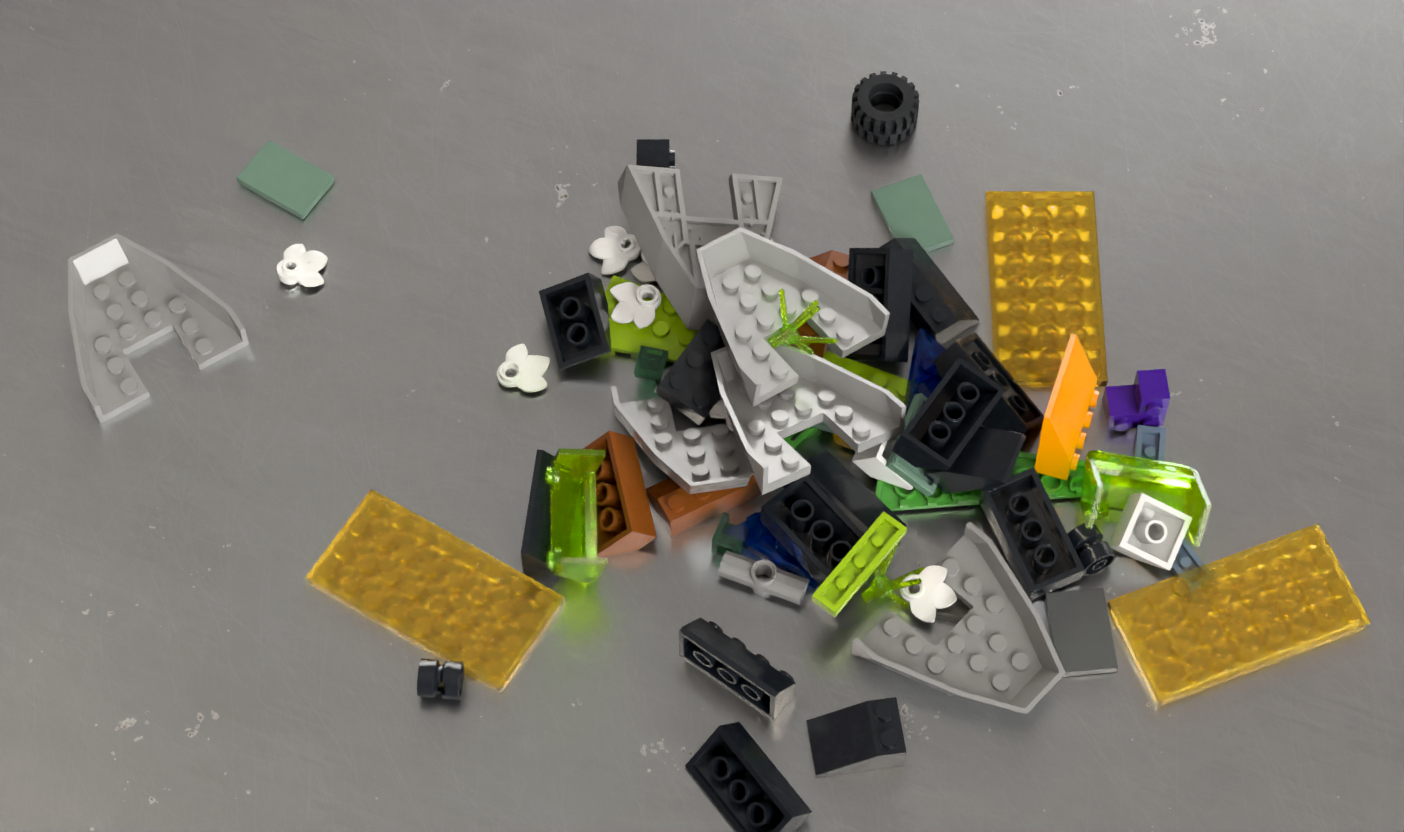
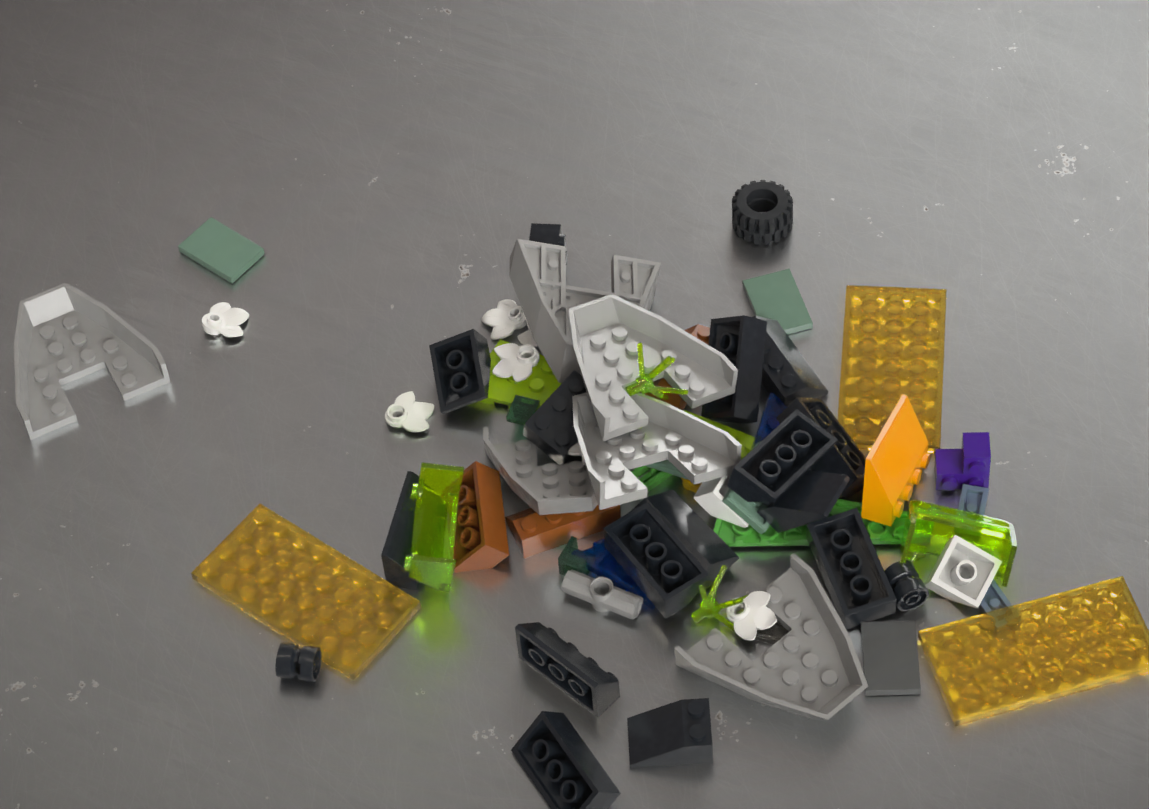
camera: 10 degrees right, 10 degrees down
(859, 564) = (685, 579): lime plate -> none

